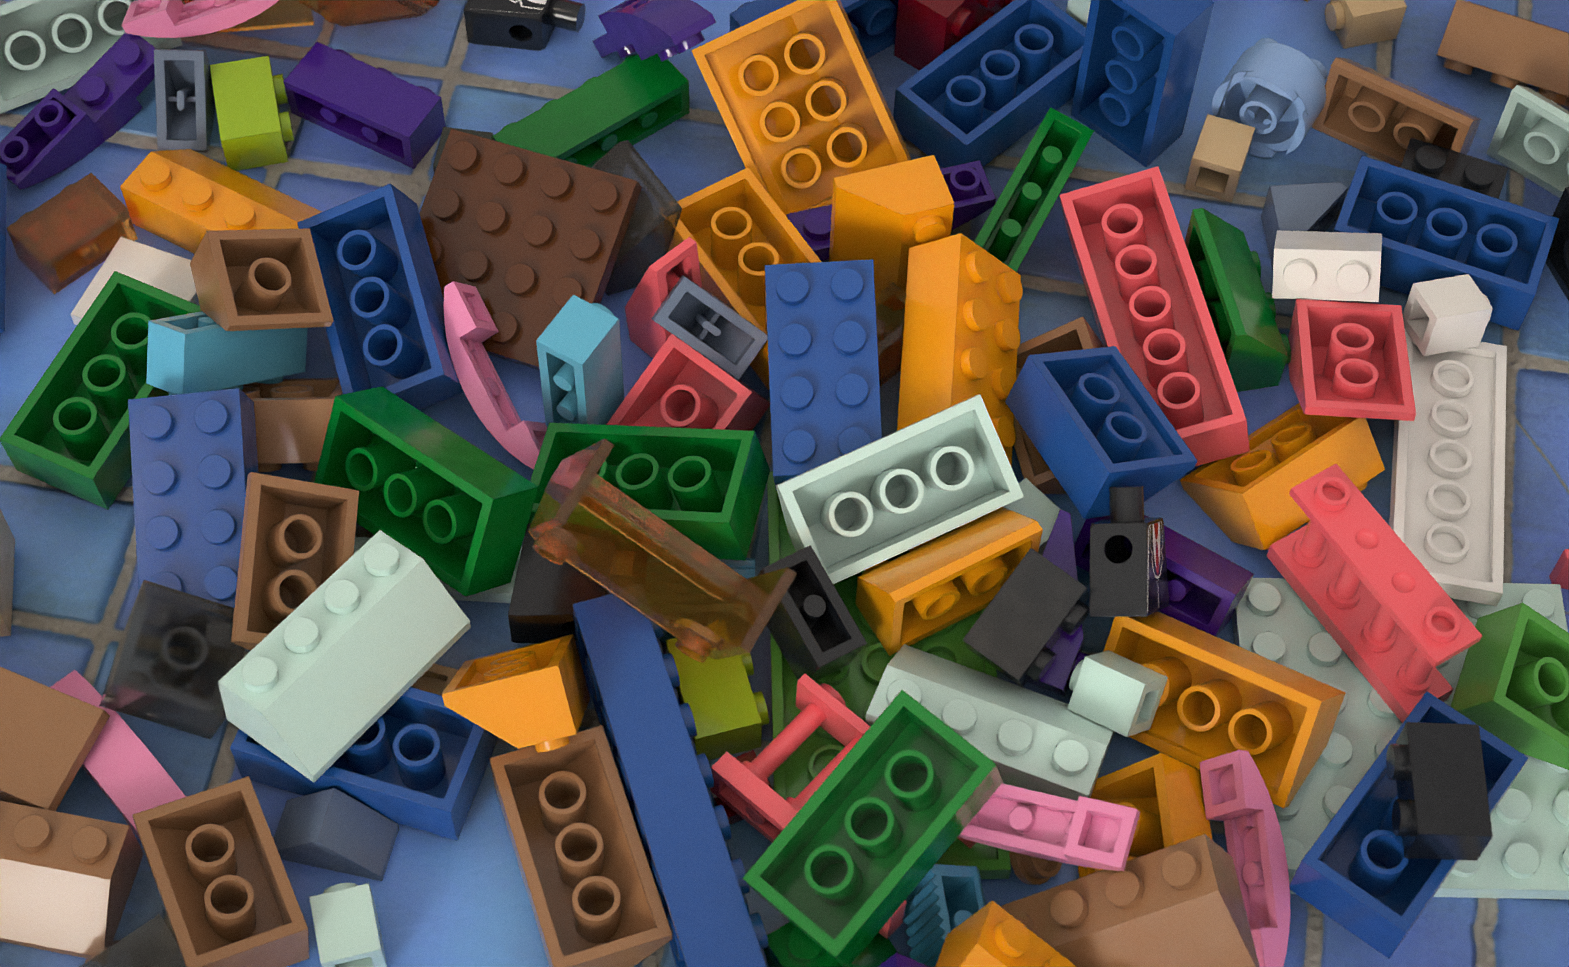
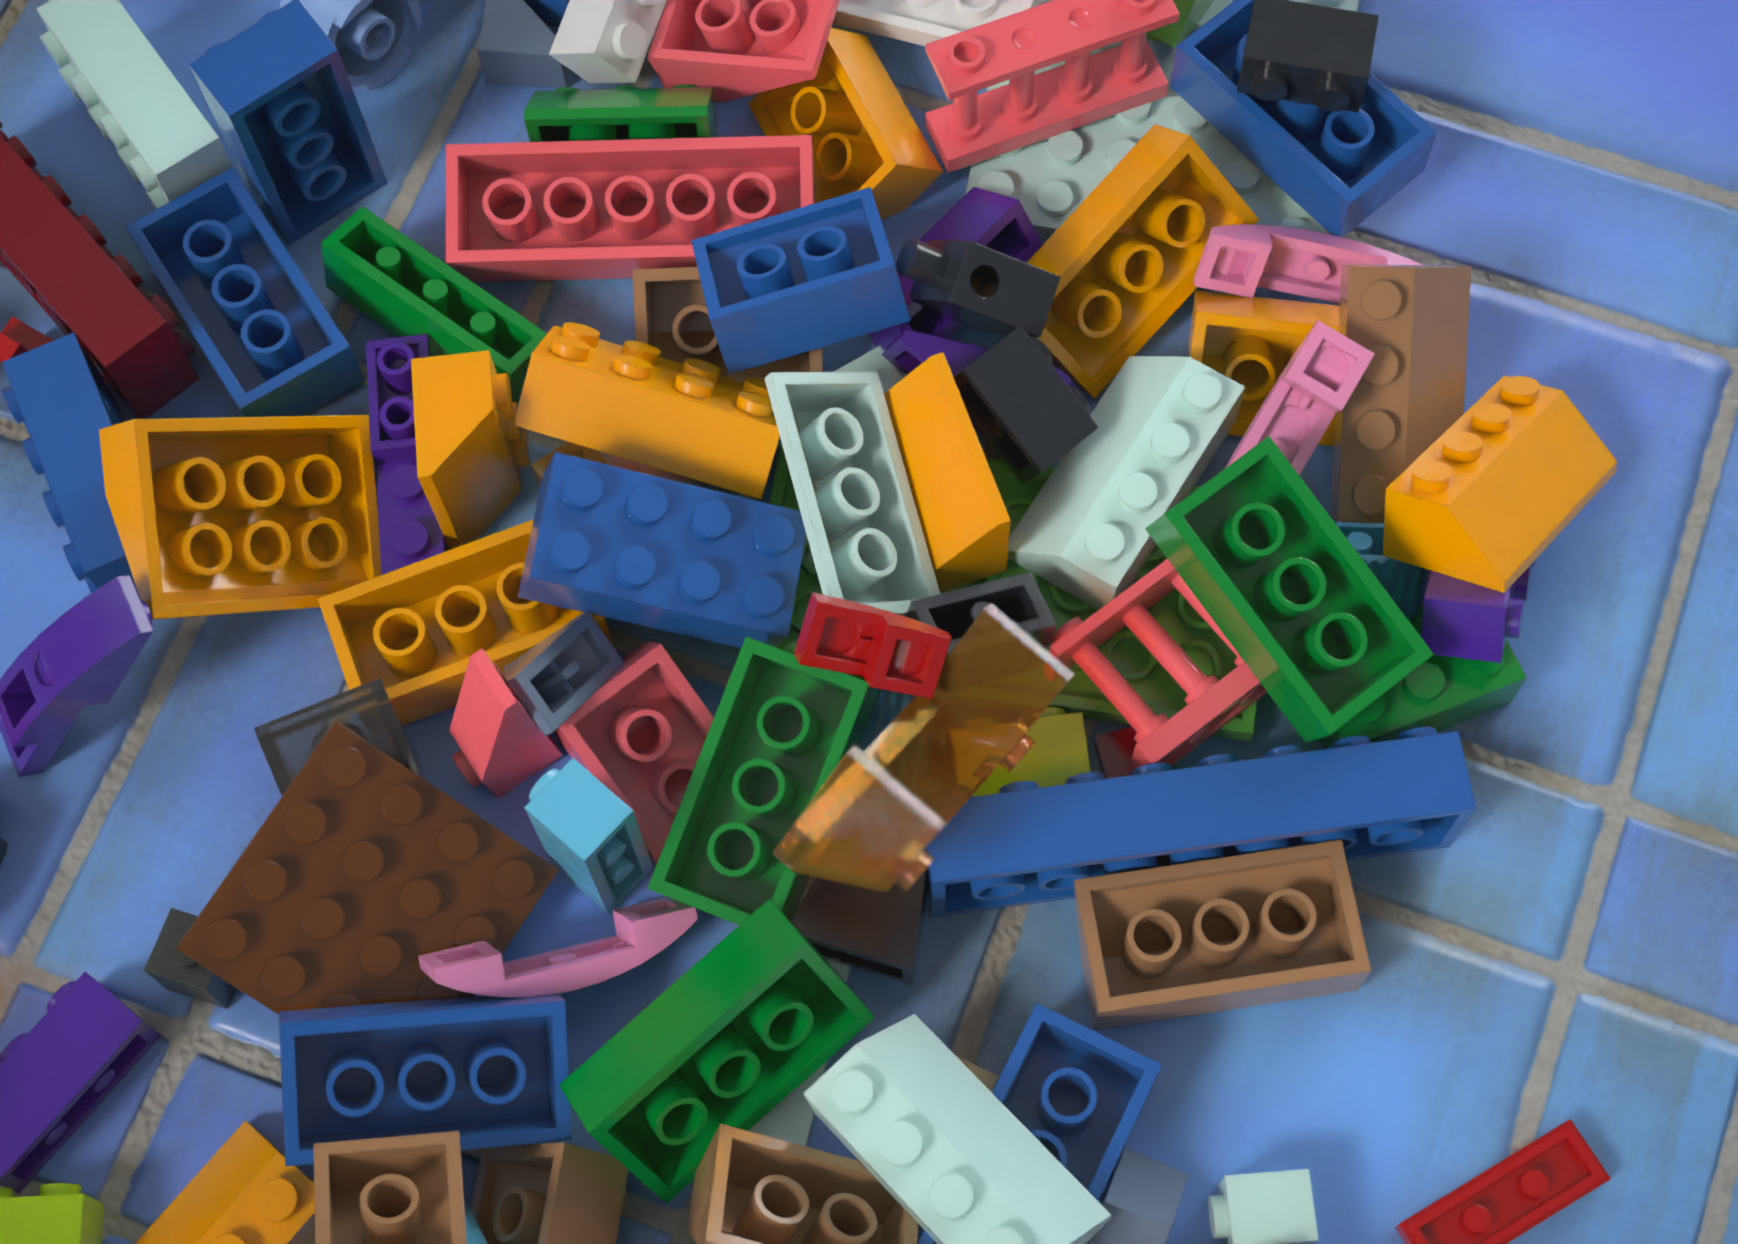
camera: 75 degrees left, 10 degrees up
(524, 693) = (1025, 961): light orange slope -> none
(606, 109) = (163, 790): green brick -> none
(762, 501) = (872, 643): none -> red slope
(1116, 692) = (1107, 344): light aqua brick -> none
(1219, 157) = (409, 97): tan brick -> none

